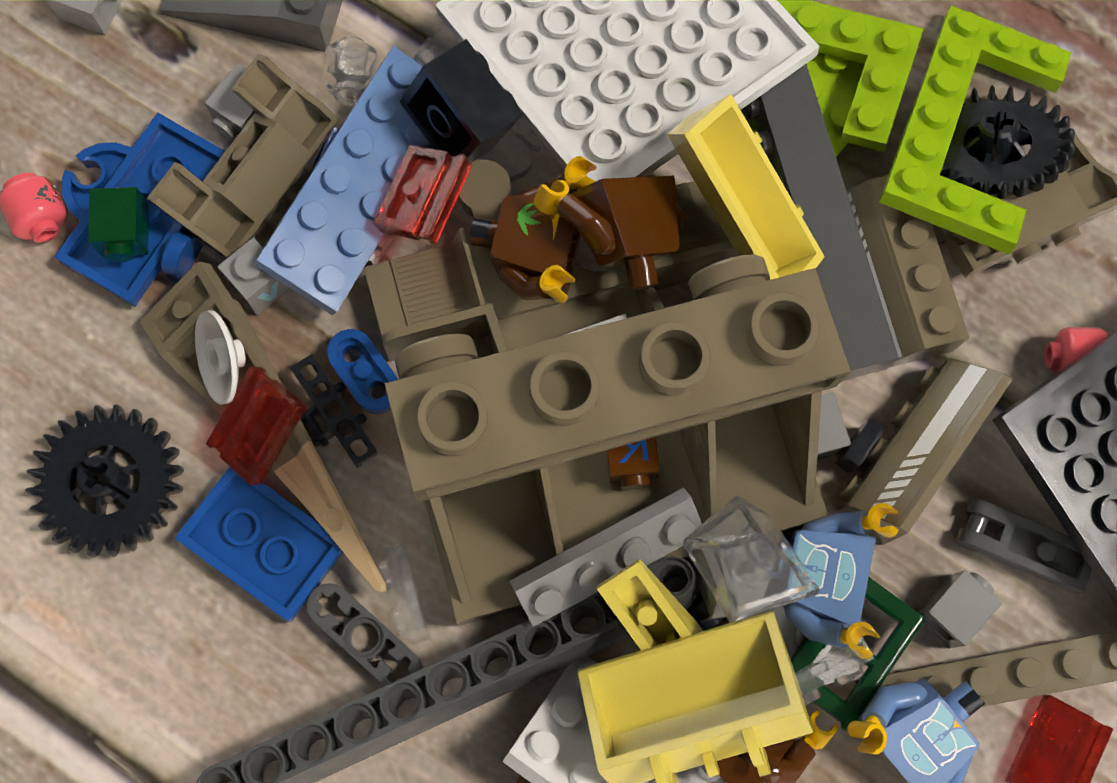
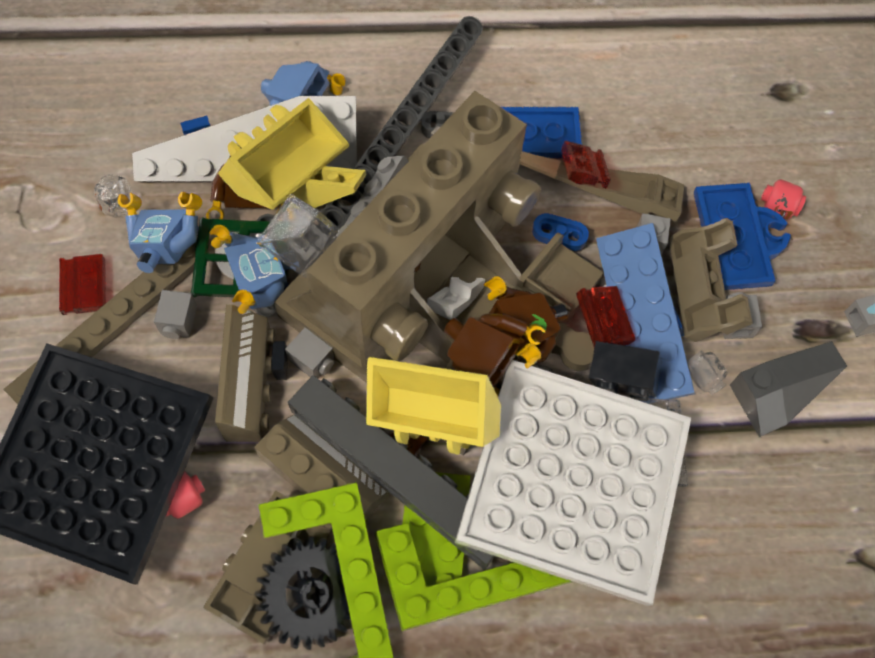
camera: 145 degrees right, 10 degrees down
(73, 452) = (637, 105): black gear -> none
(118, 223) = (736, 206): dark green brick -> none
(179, 255) = (694, 219): blue tile -> none
(218, 356) = (628, 180): white dish -> none
(320, 403) = (568, 202): black piece -> none
(839, 666) = (234, 218): clear plate -> none
(1025, 545) = (163, 366): dark grey plate -> none

